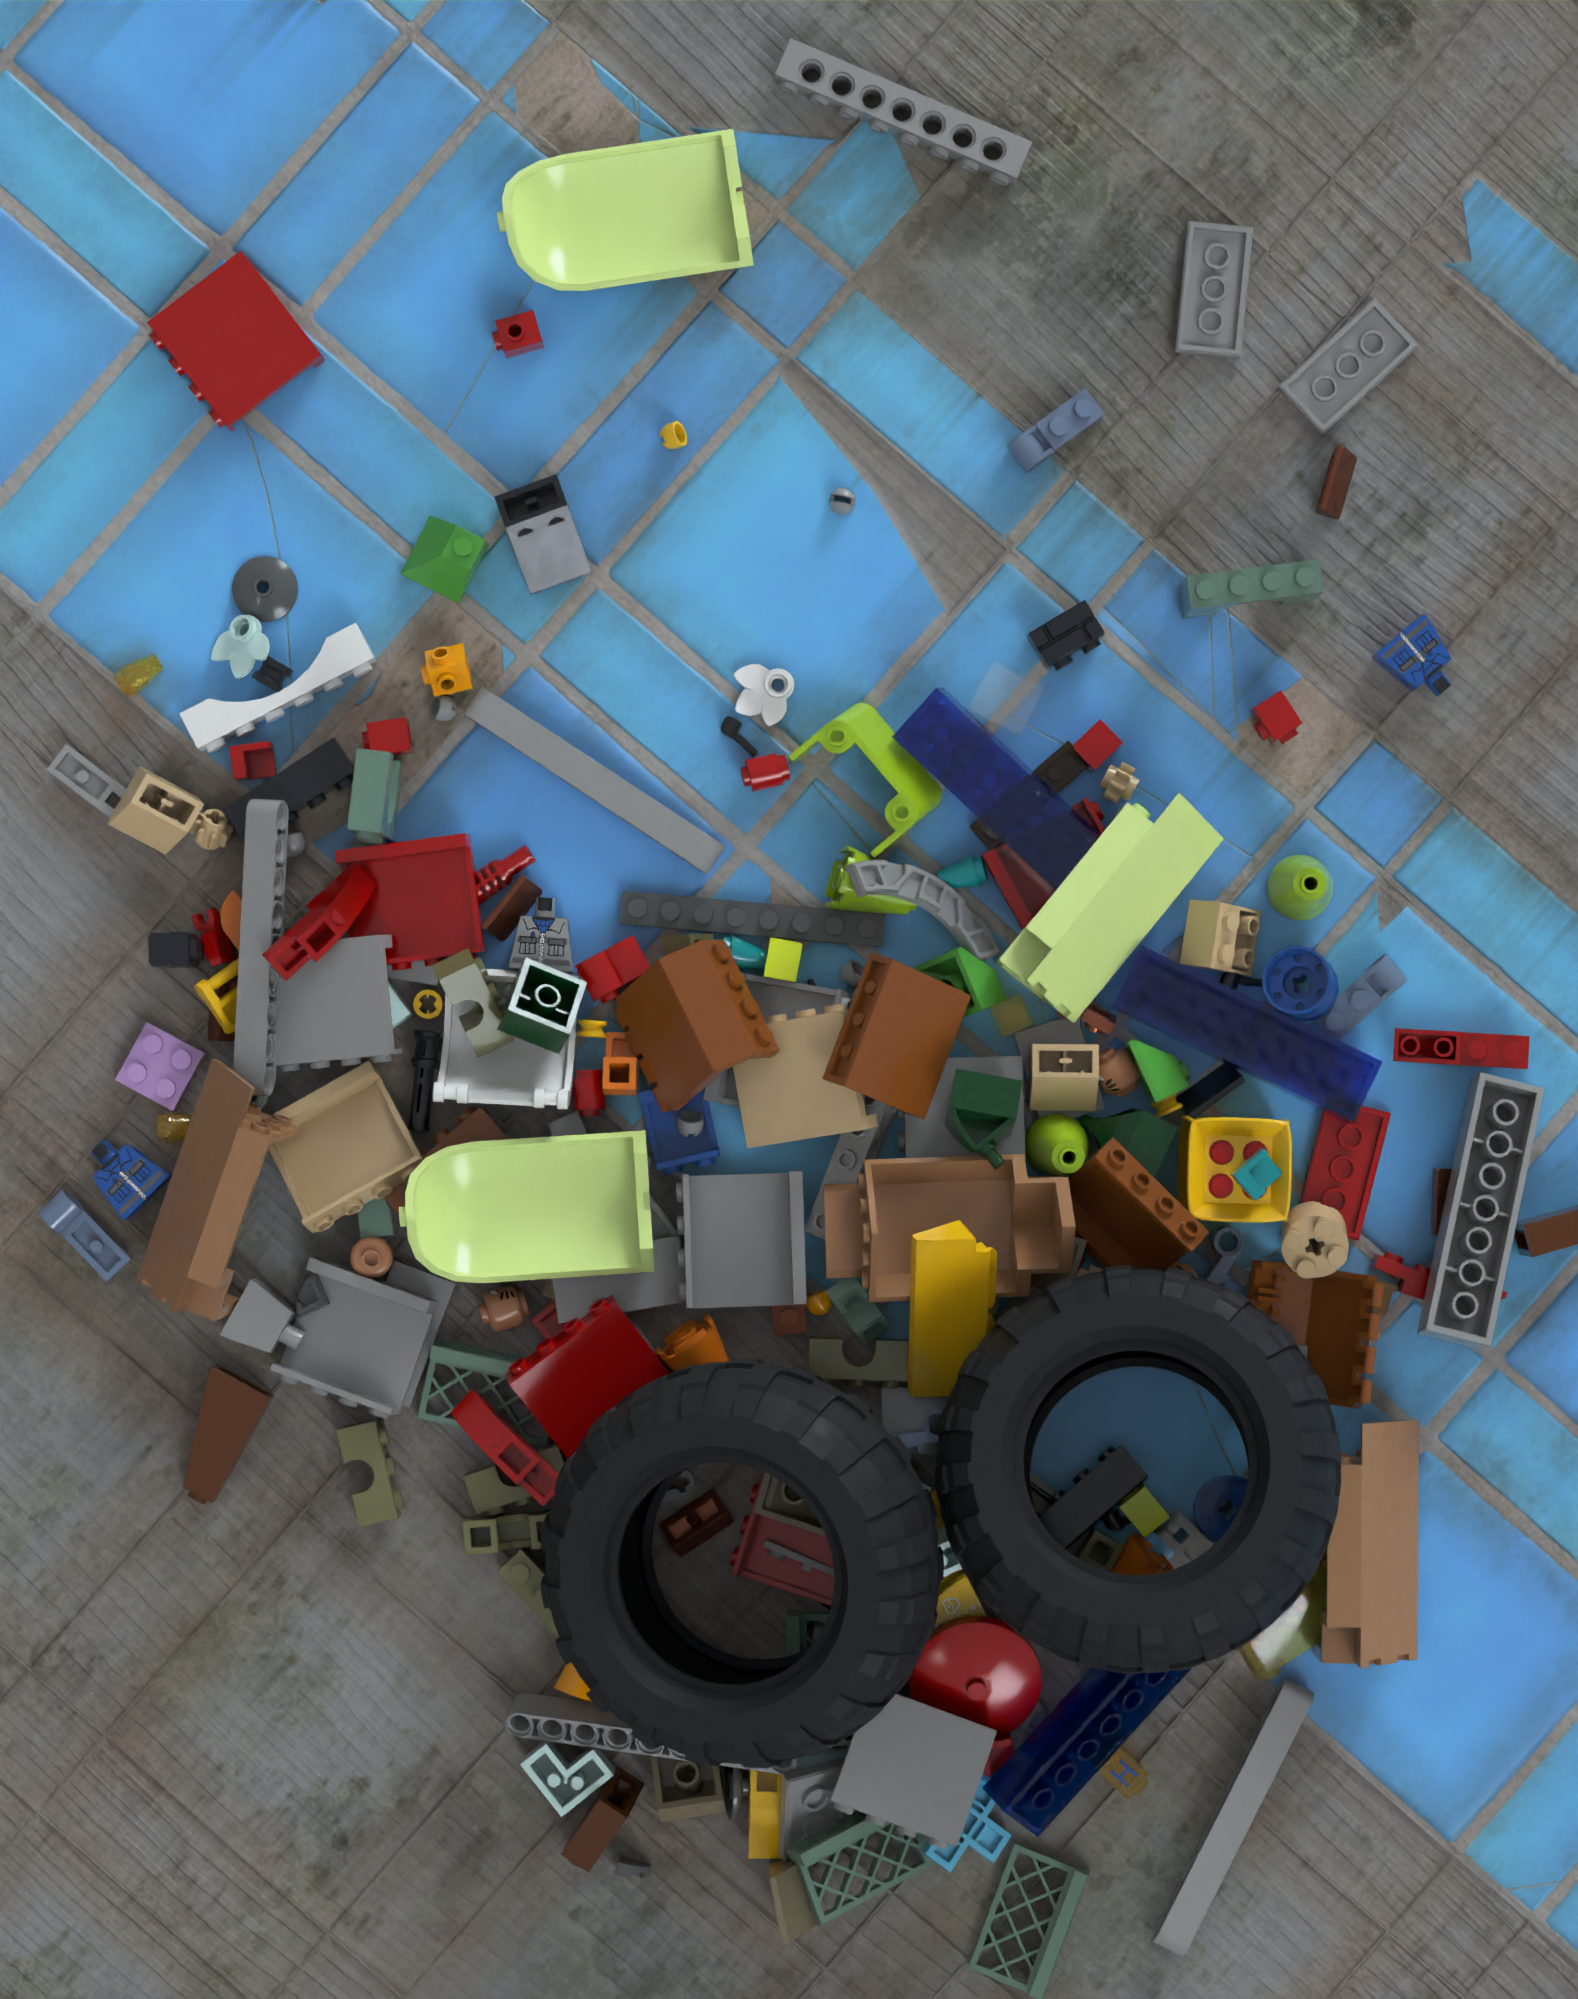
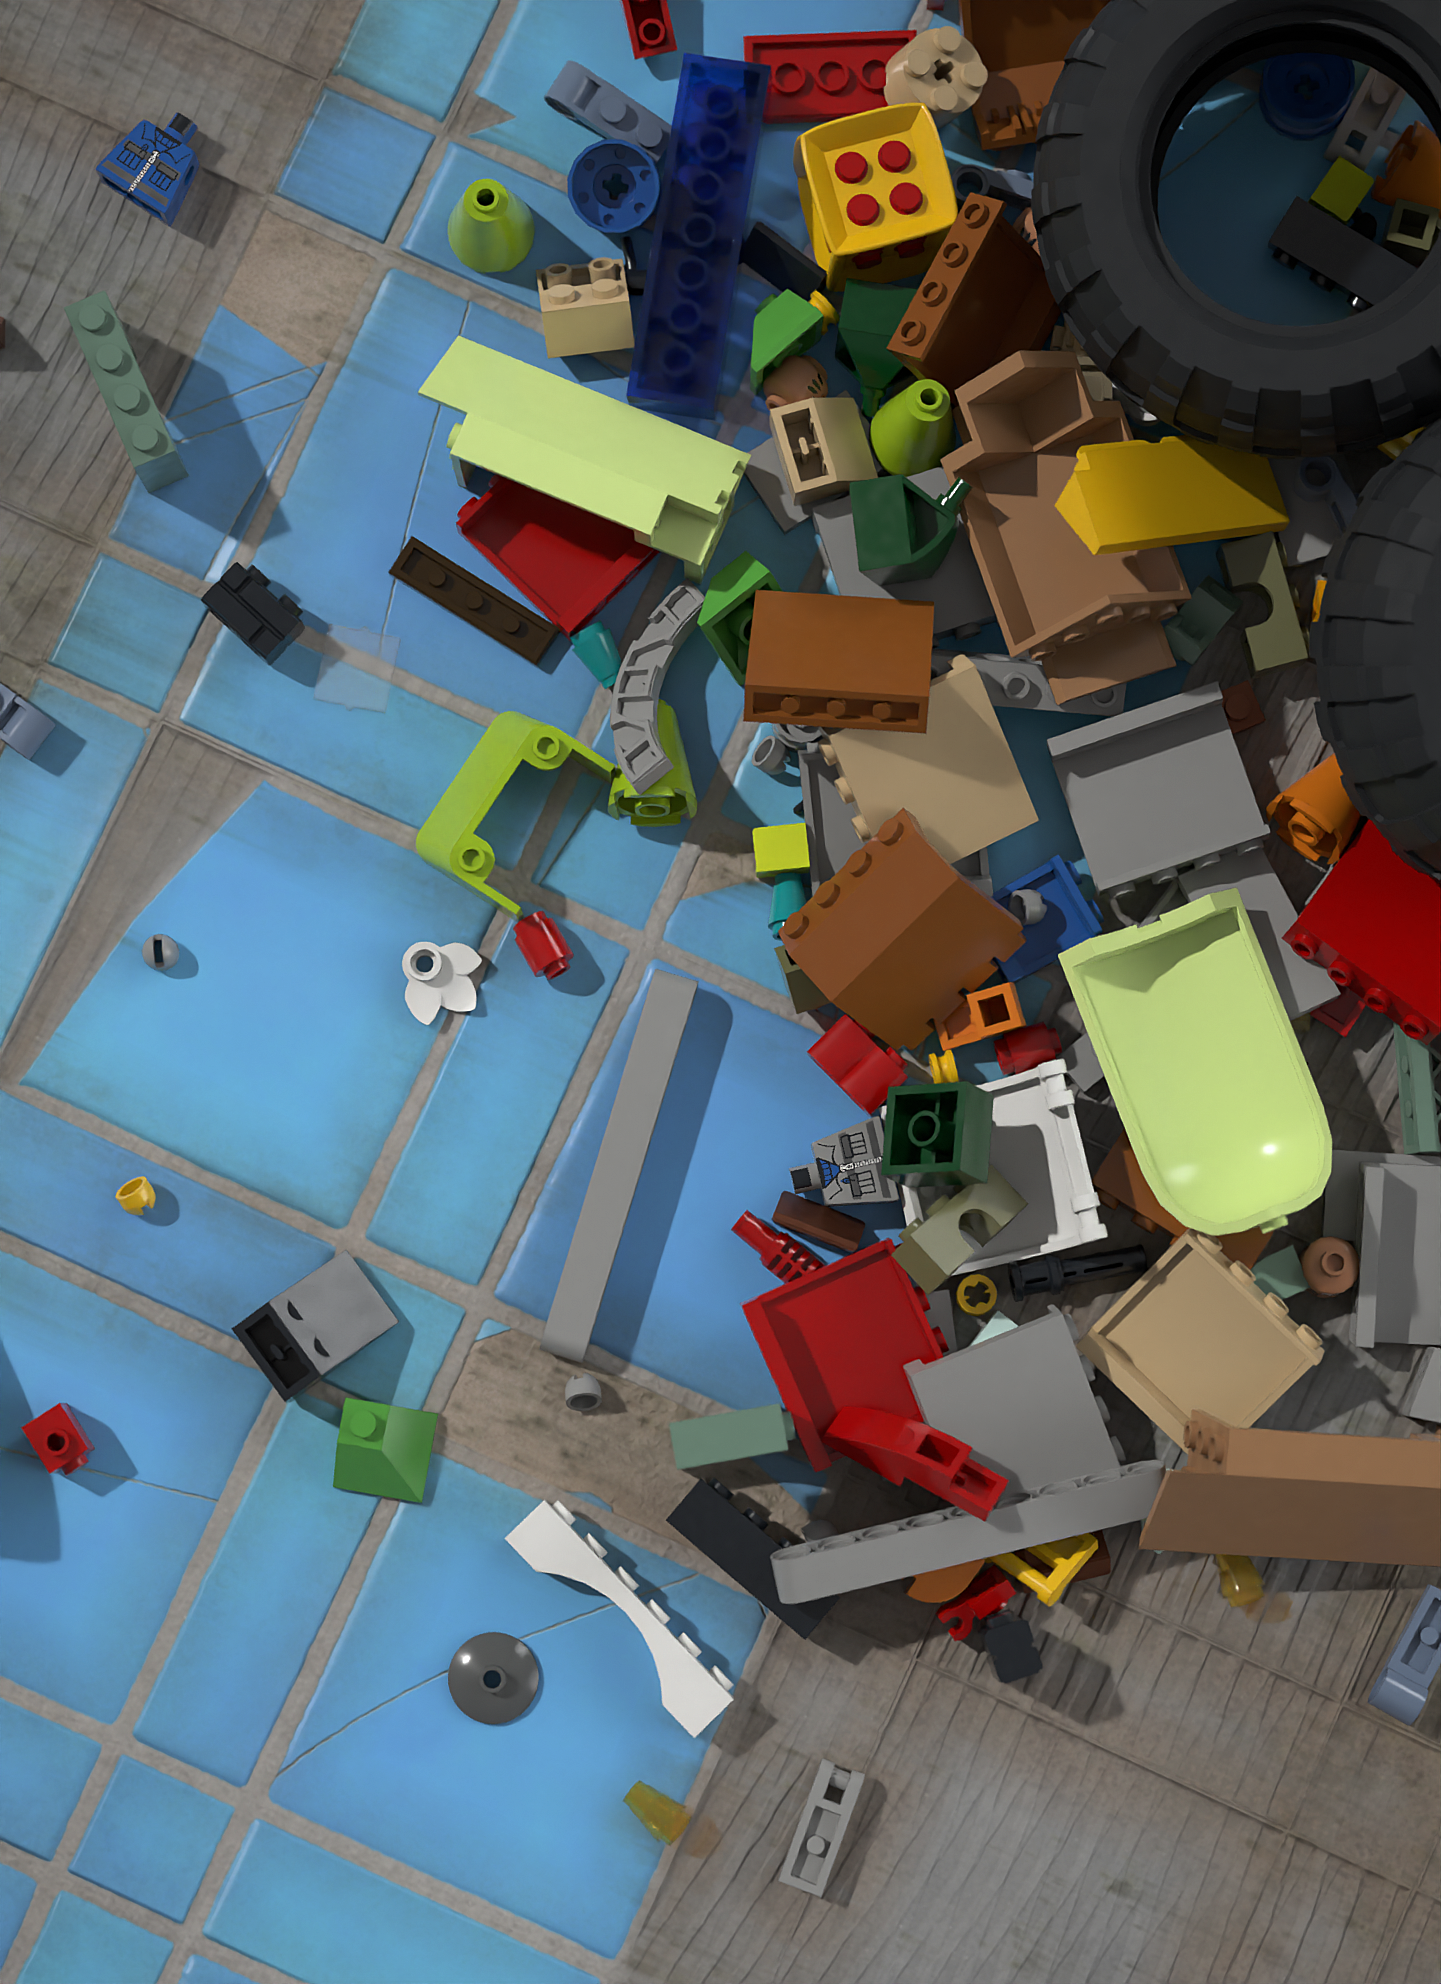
camera: 110 degrees left, 5 degrees down
(128, 1177) = (1325, 1620): blue torso -> none
(155, 811) = (832, 1730): tan slope -> none
(160, 1066) = (1165, 1624): lavender plate -> none
(211, 829) = (834, 1649): tan gear -> none
(233, 341) = (174, 1818): red panel -> none
(242, 647) = (583, 1681): light aqua plate -> none
(252, 761) = (727, 1622): red panel -> none
(272, 674) = (604, 1631): black wheel -> none
(311, 1296) = (1404, 1332): dark grey tile -> none
(388, 736) = (644, 1451): red brick -> none
(447, 670) = (531, 1399): light orange brick -> none
(503, 1308) = (1341, 1076): nougat head -> none
(730, 729) = (499, 1008): black hand -> none
(752, 918) = (739, 909): dark grey plate -> none
(818, 1302) = (1204, 673): light orange hinge -> none
(997, 786) = (478, 633): clear blue brick -> none
(1011, 1015) = (765, 537): clear yellow brick -> none
(1097, 745) = (383, 530): red panel -> none
(1097, 1019) = (737, 428): copper plate -> none
(1119, 782) = (424, 490): tan gear -> none
(1256, 1174) = (879, 154): teal panel -> none
(1275, 719) = (284, 318): red brick -> none

